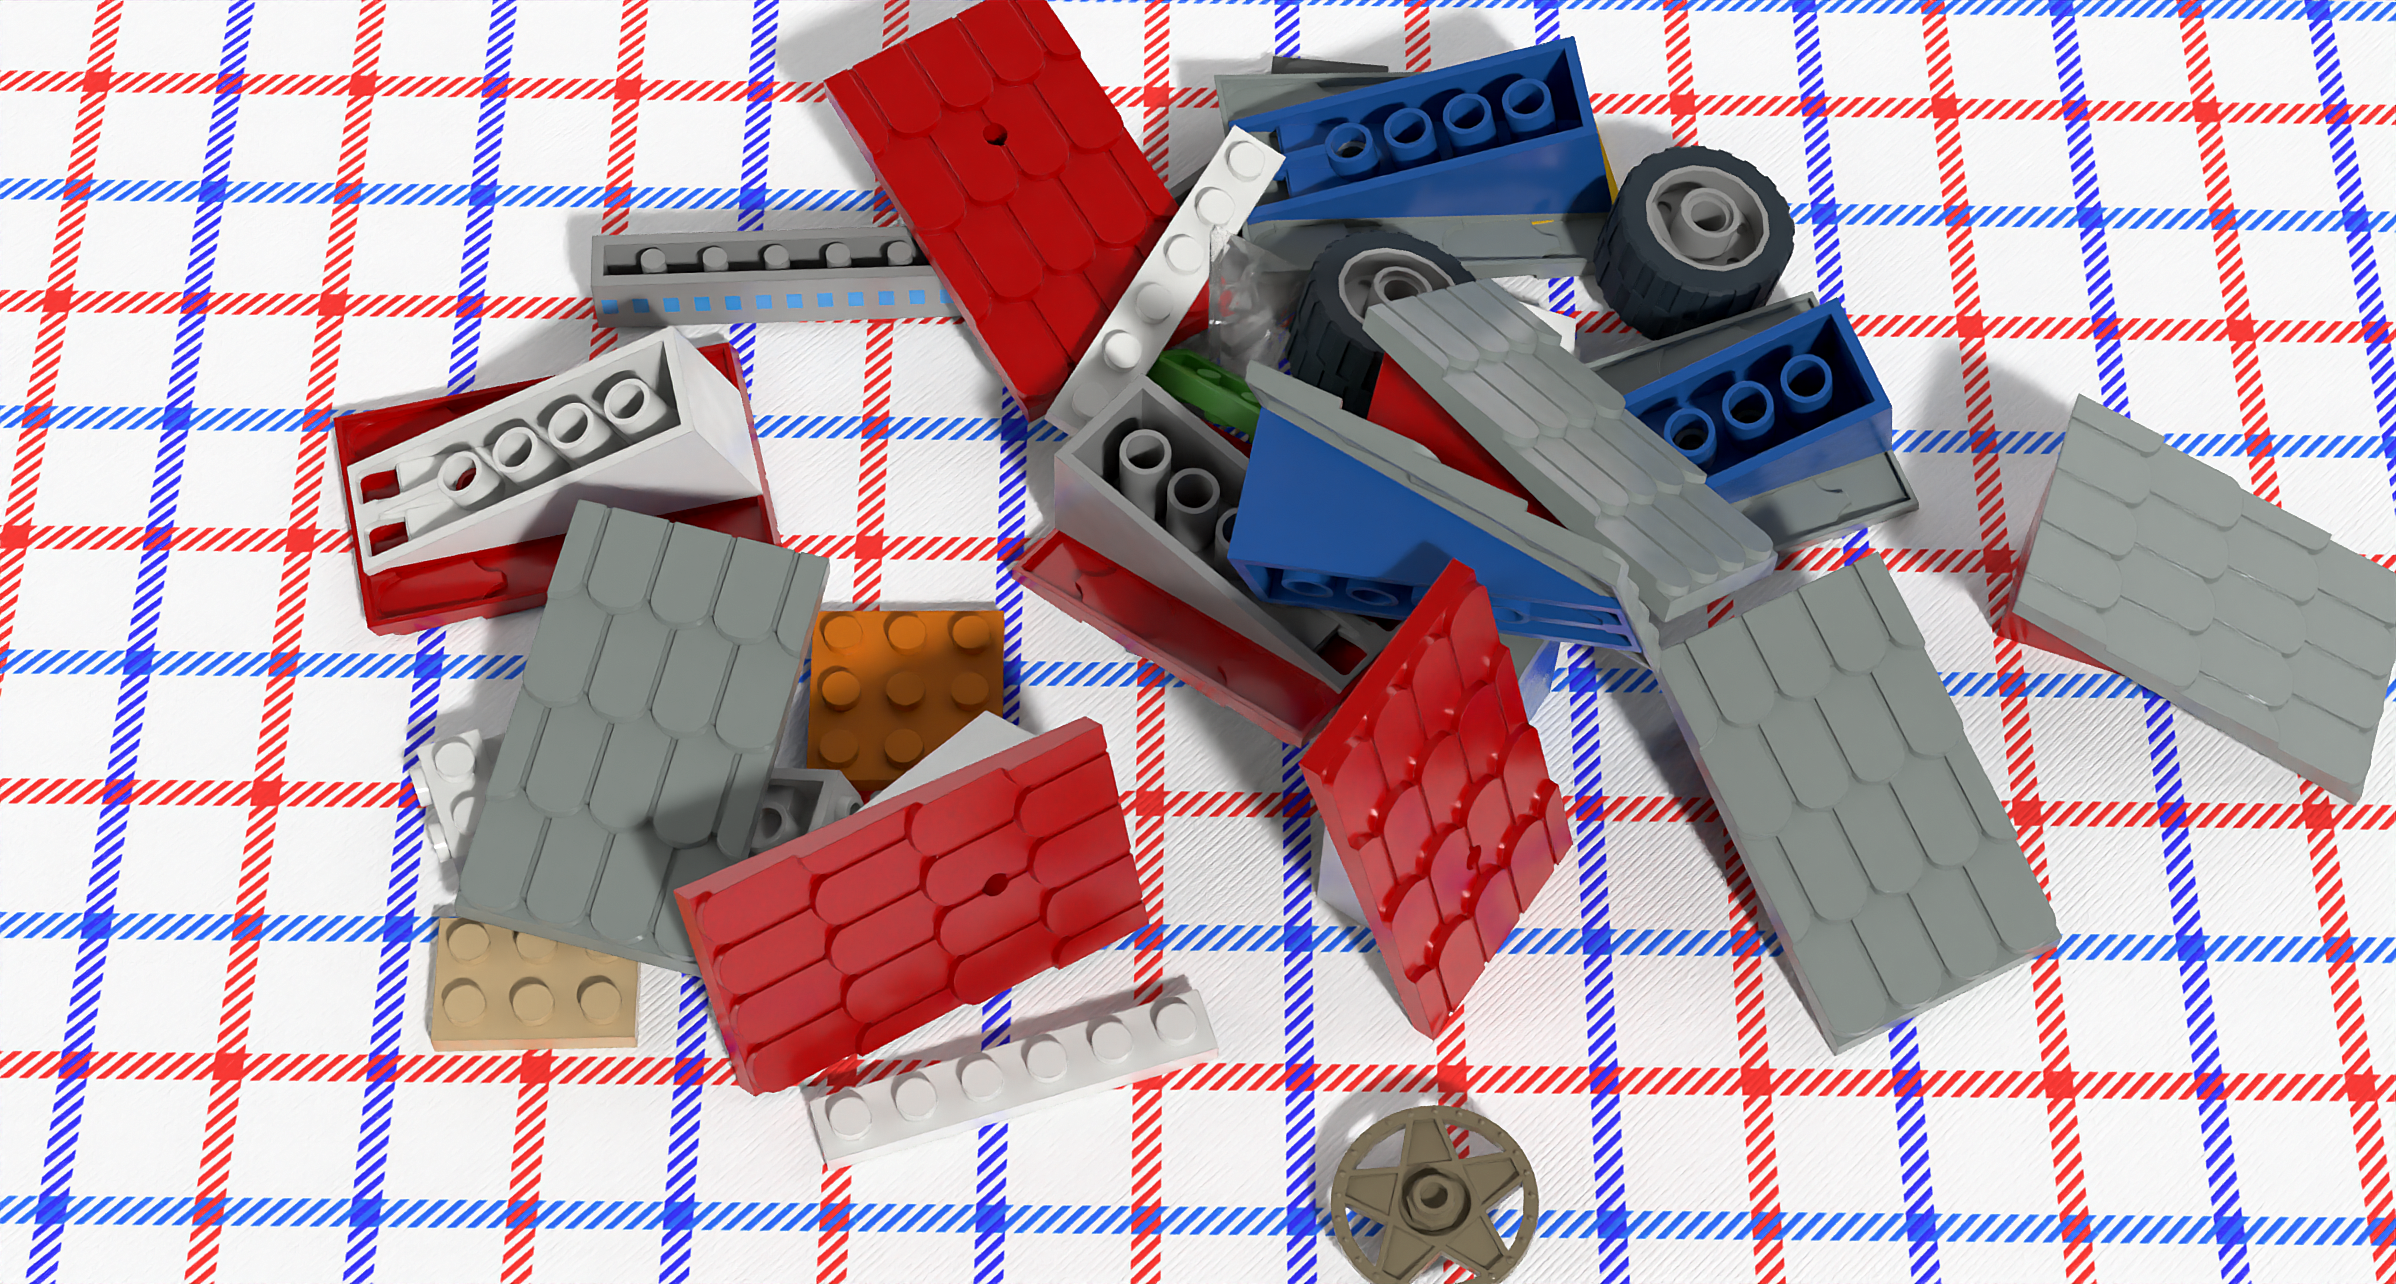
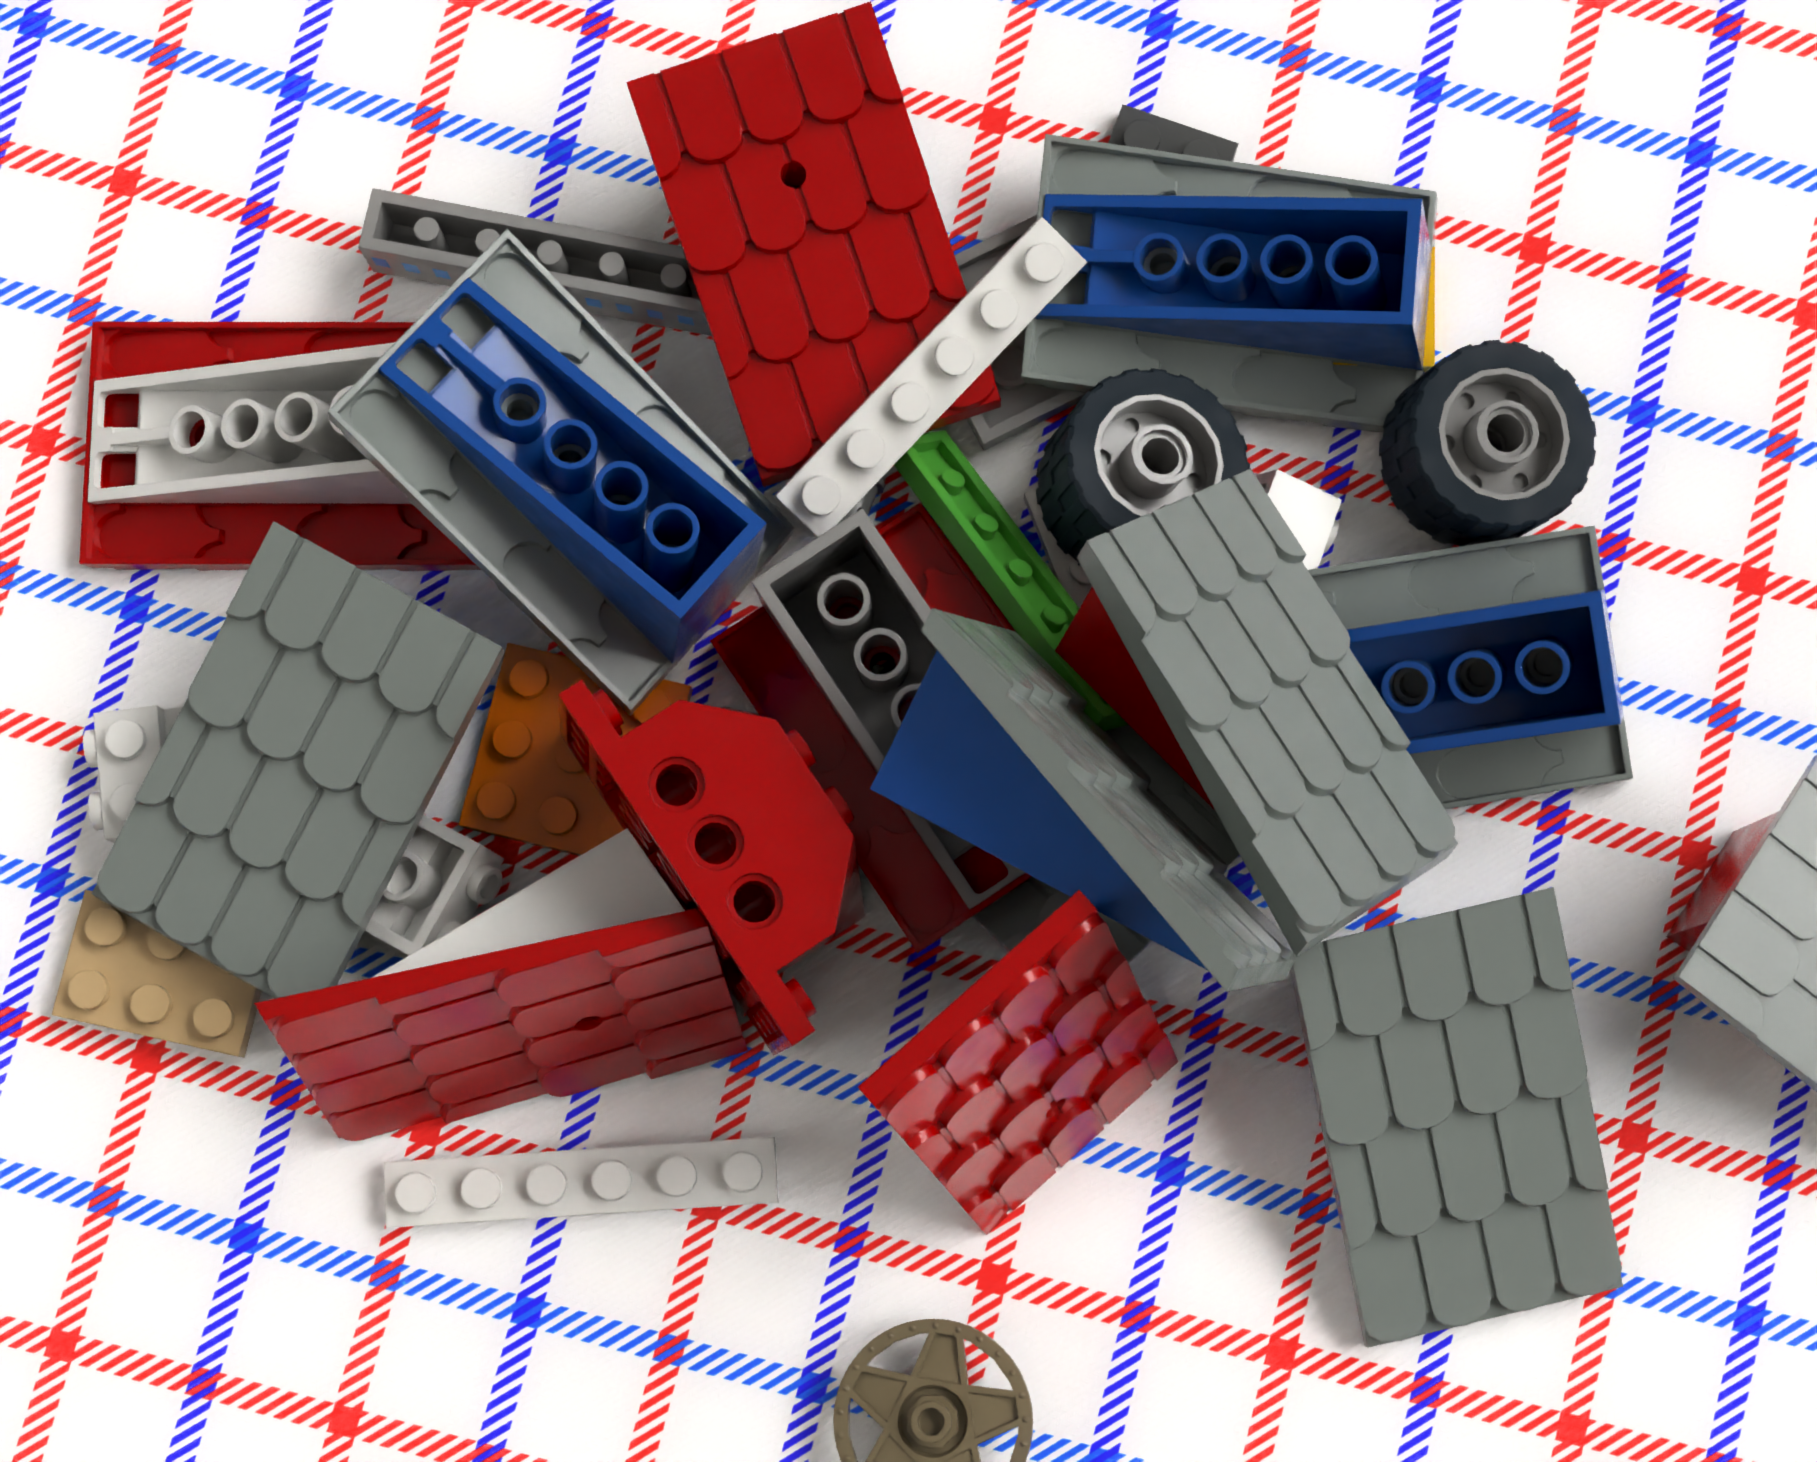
camera: 20 degrees right, 20 degrees up
(848, 424) = (562, 471): none -> piece
(1074, 630) = (734, 833): none -> red wedge
(1249, 302) = (1012, 414): clear slope -> none

